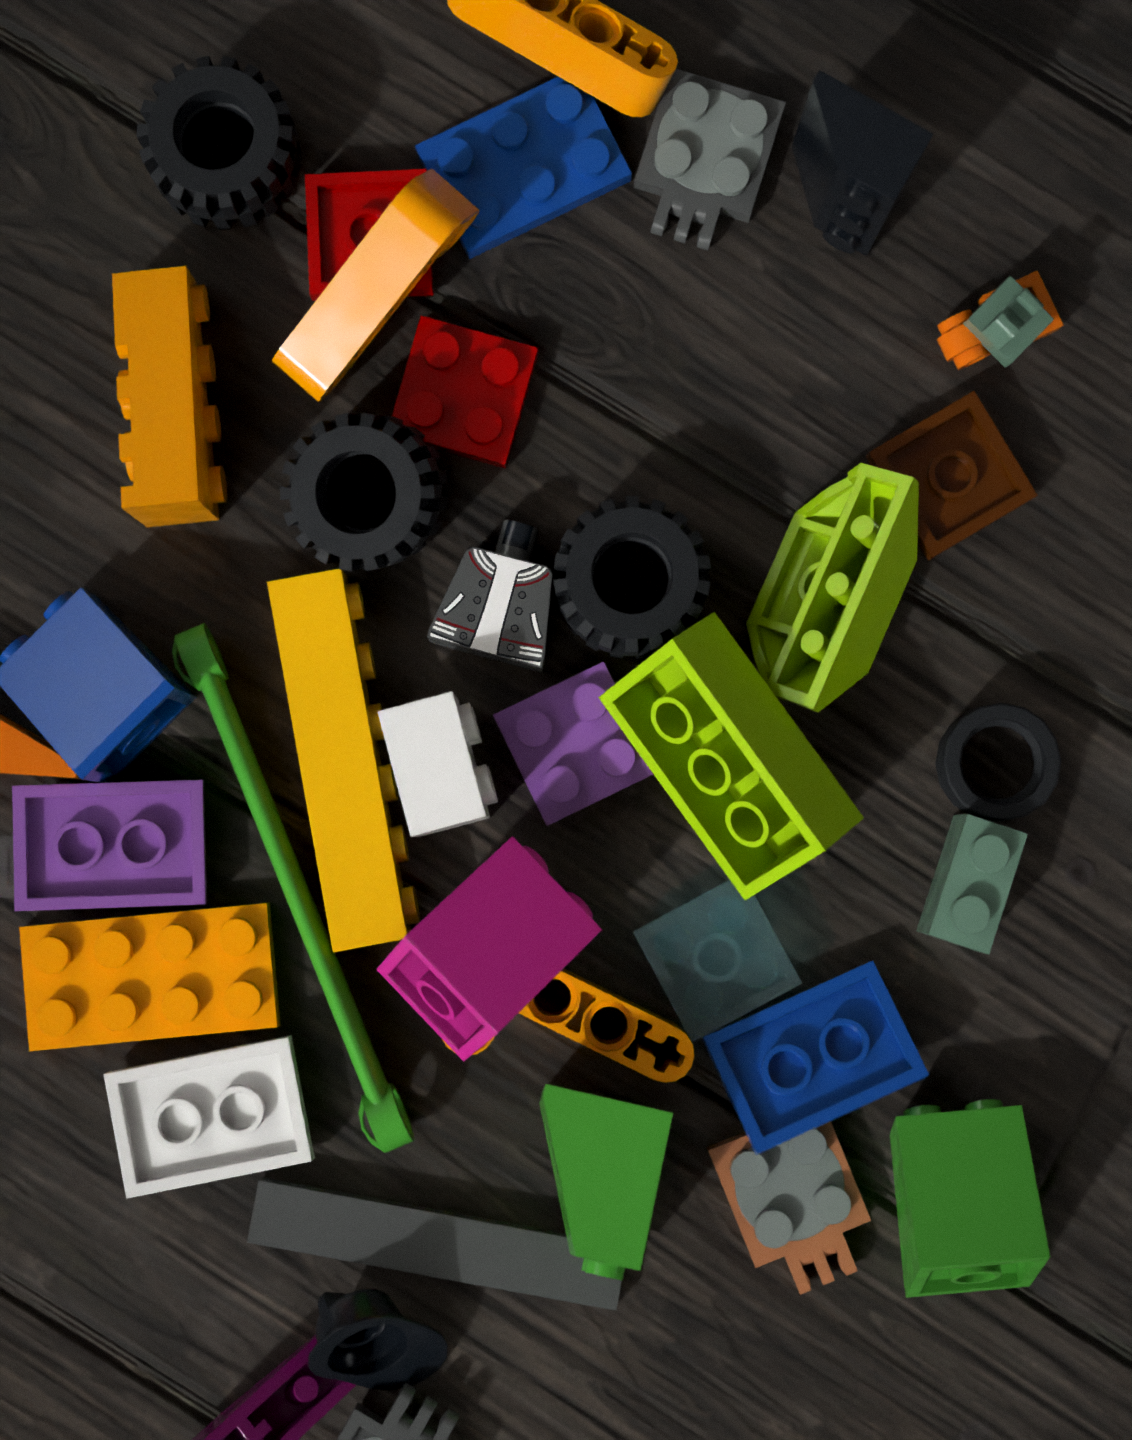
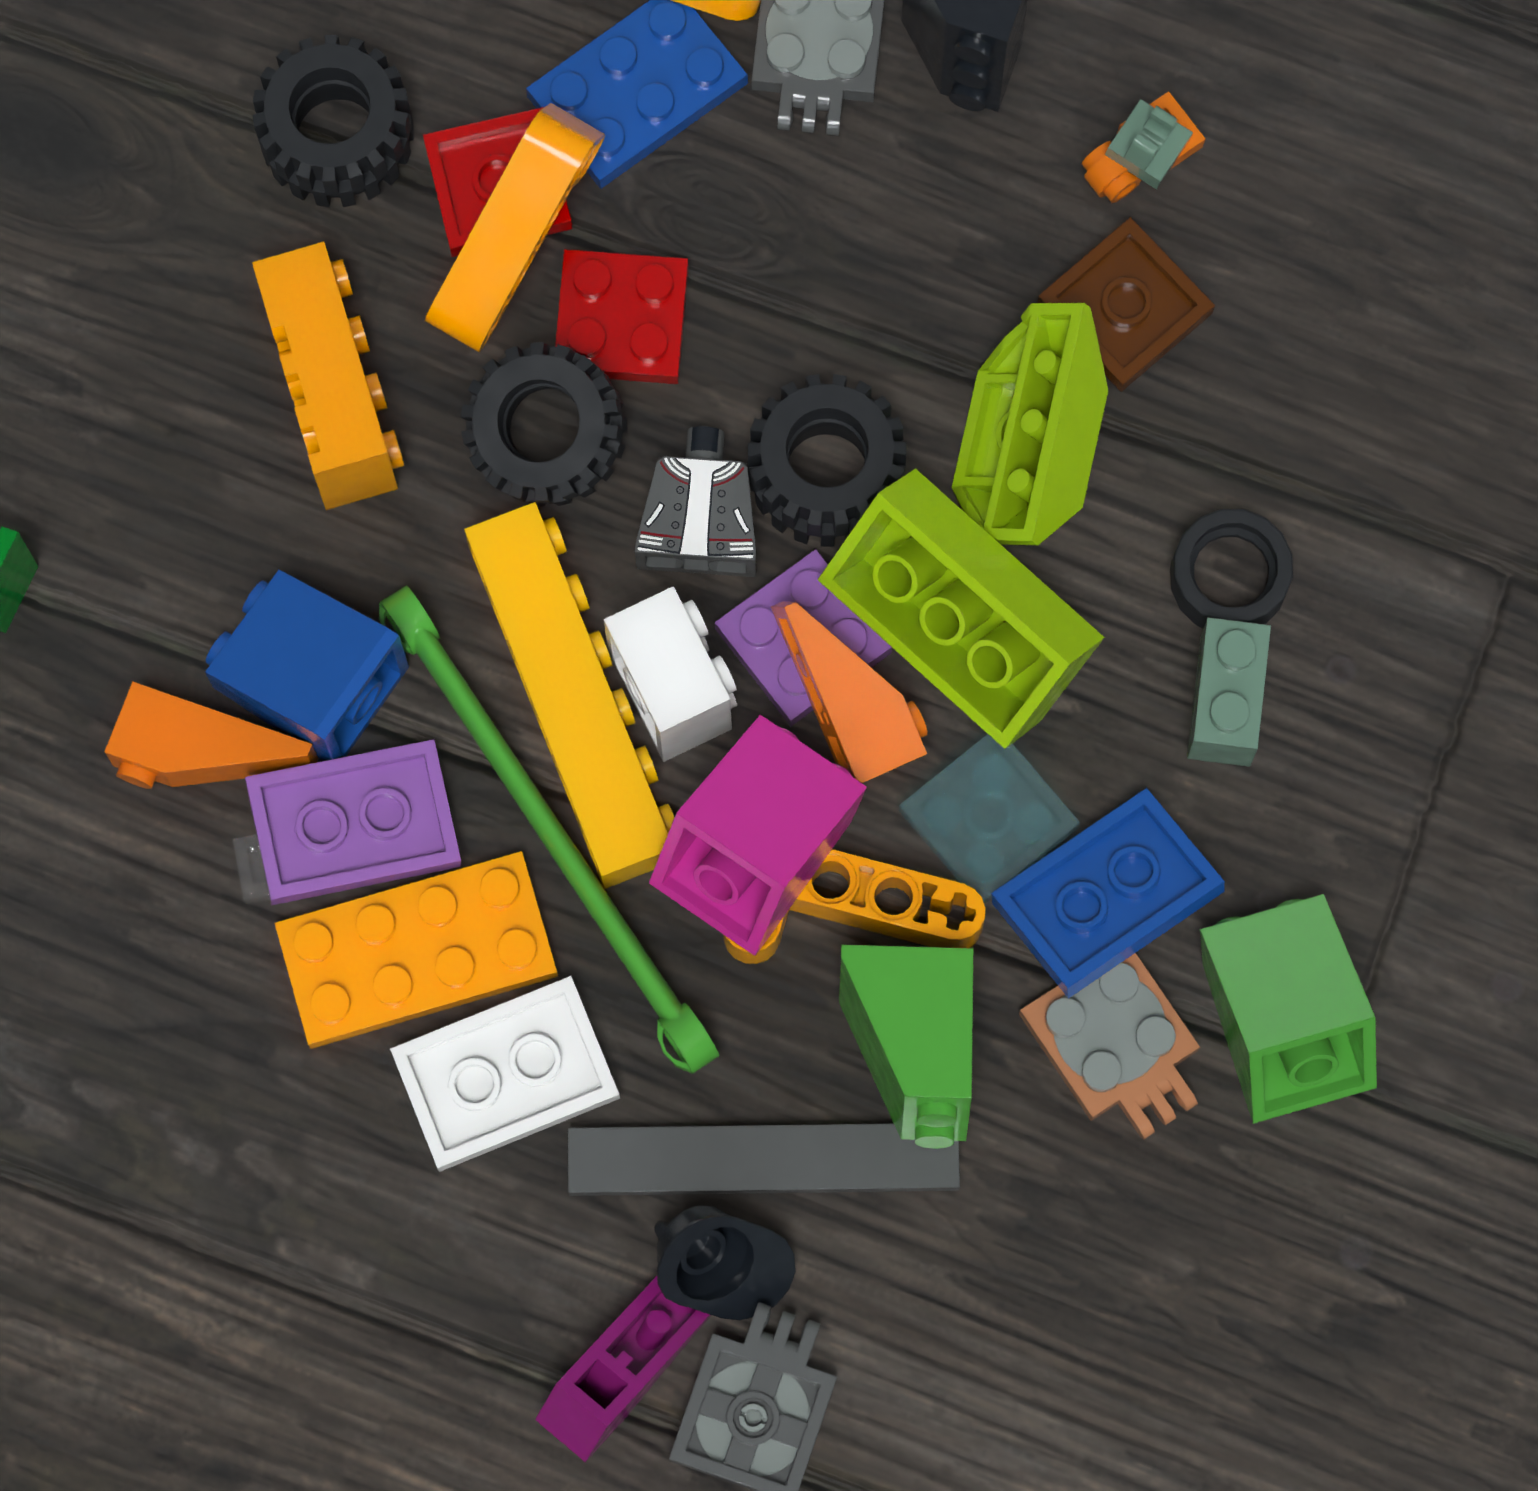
camera: 10 degrees left, 10 degrees down
(614, 842) = (857, 709): none -> orange slope

